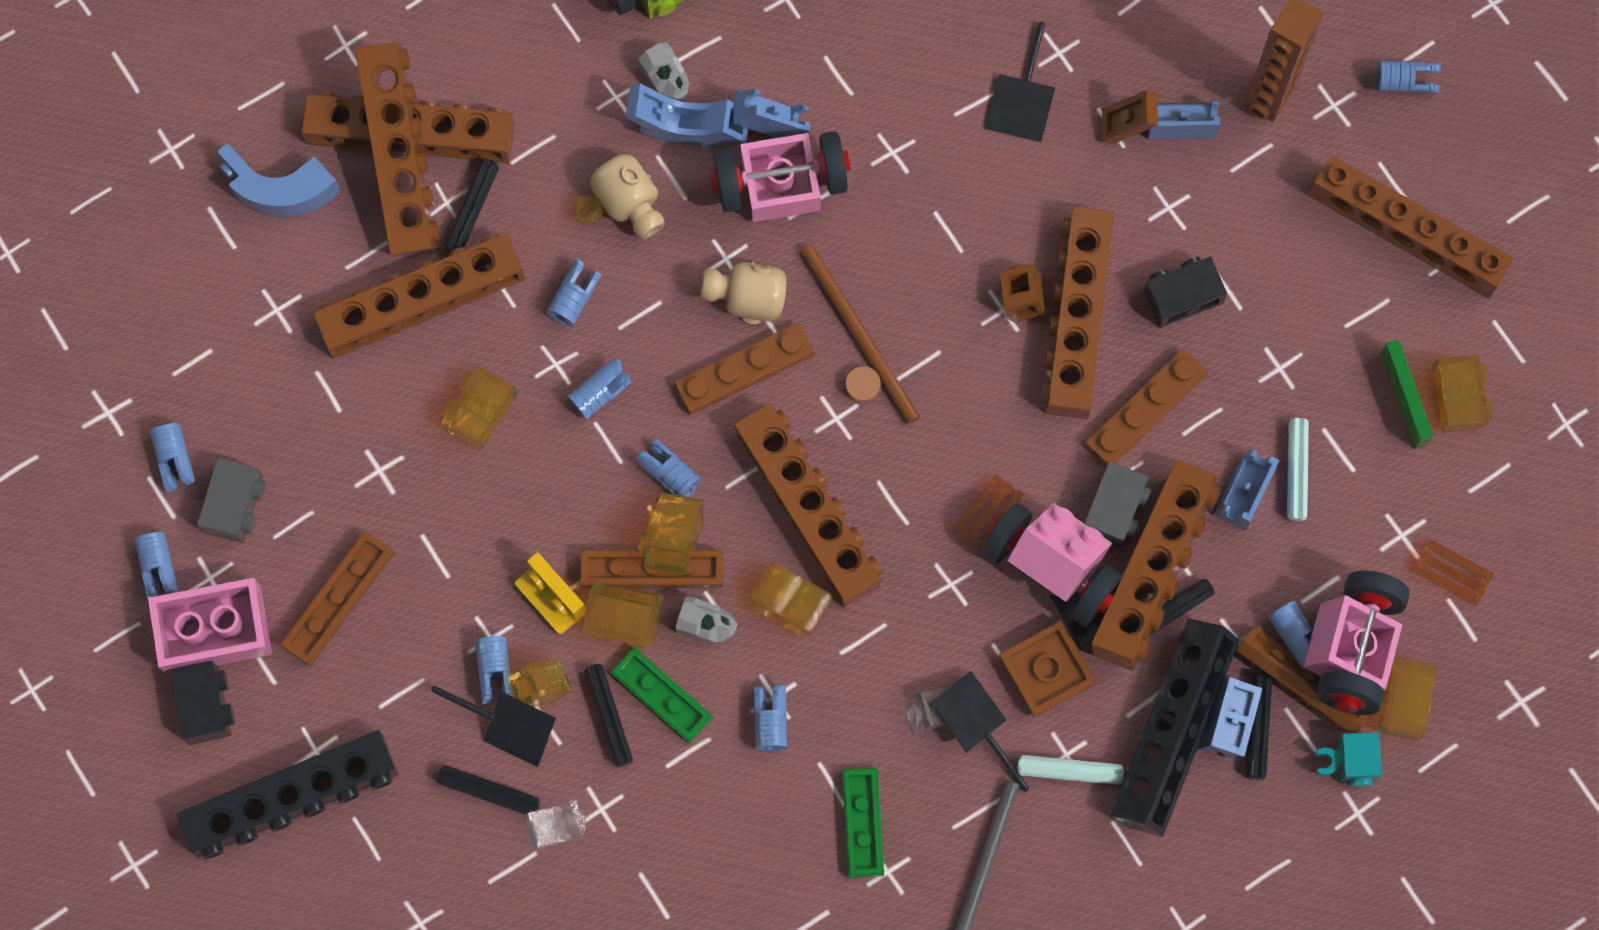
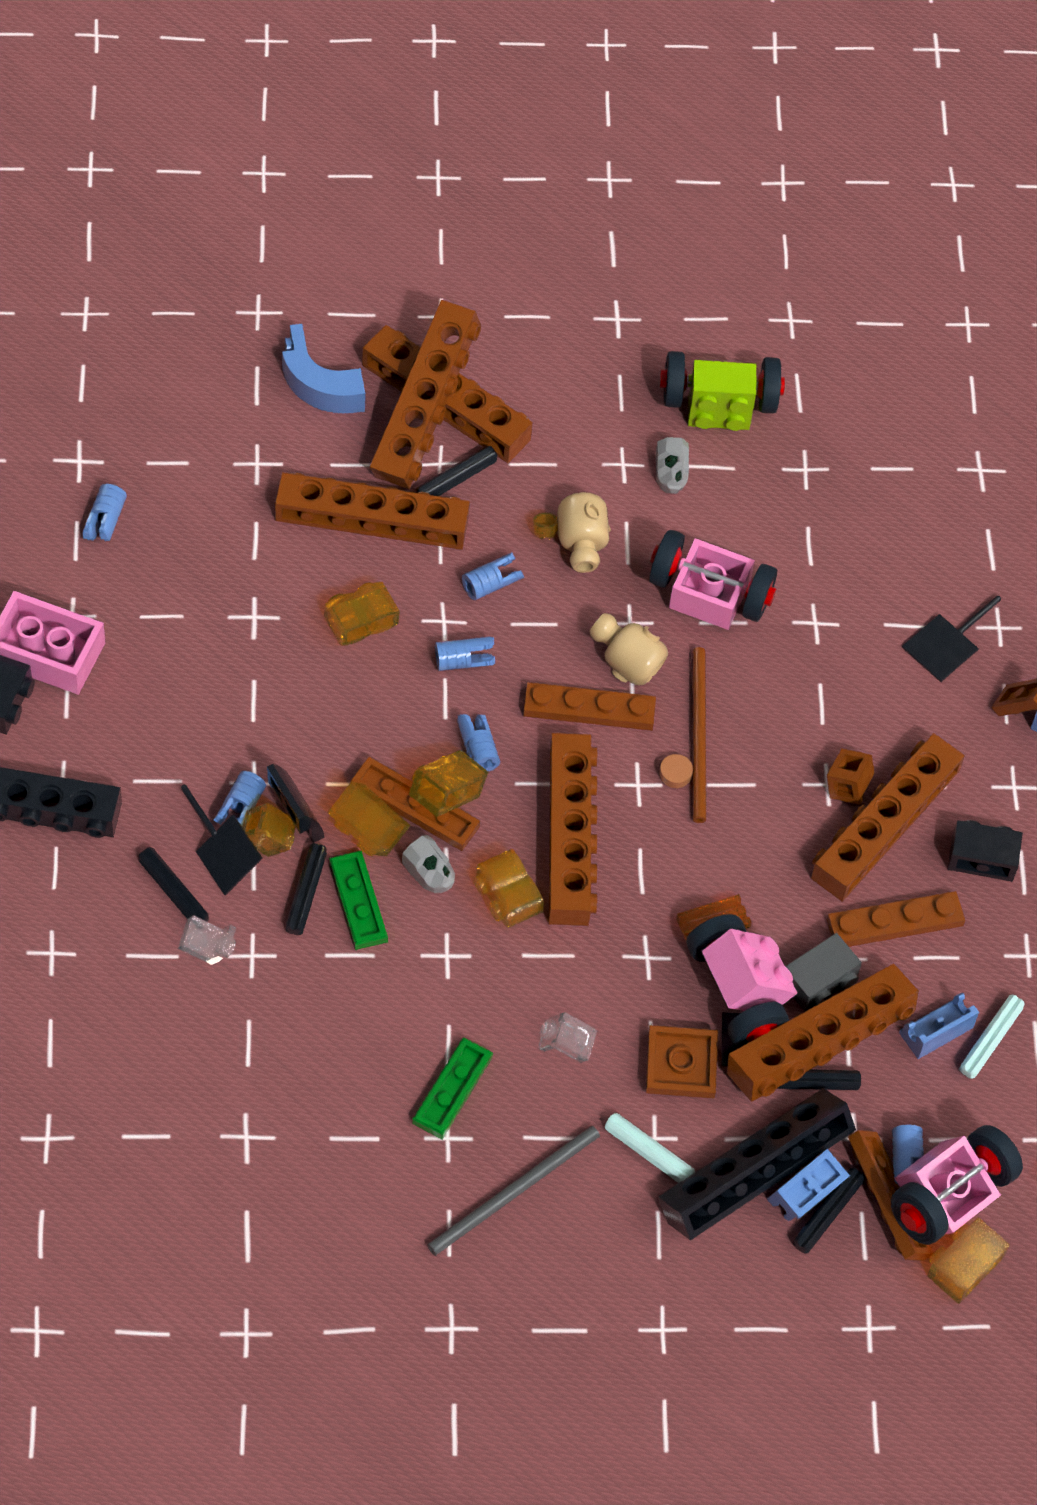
camera: 25 degrees right, 15 degrees down
(155, 560) = (39, 575): medium blue hinge -> none
(231, 501) = (126, 568): dark grey brick -> none
(337, 598) = (156, 683): dark orange plate -> none
(547, 643) = (294, 802): none -> black slope
(550, 595) = (322, 773): yellow bracket -> none
(684, 121) = (661, 504): medium blue arch -> none
(767, 115) = (729, 533): medium blue hinge -> none
(770, 724) = (431, 966): medium blue hinge -> none
(972, 717) = (597, 1059): black piece -> none
(1356, 757) = (894, 1281): teal brick -> none

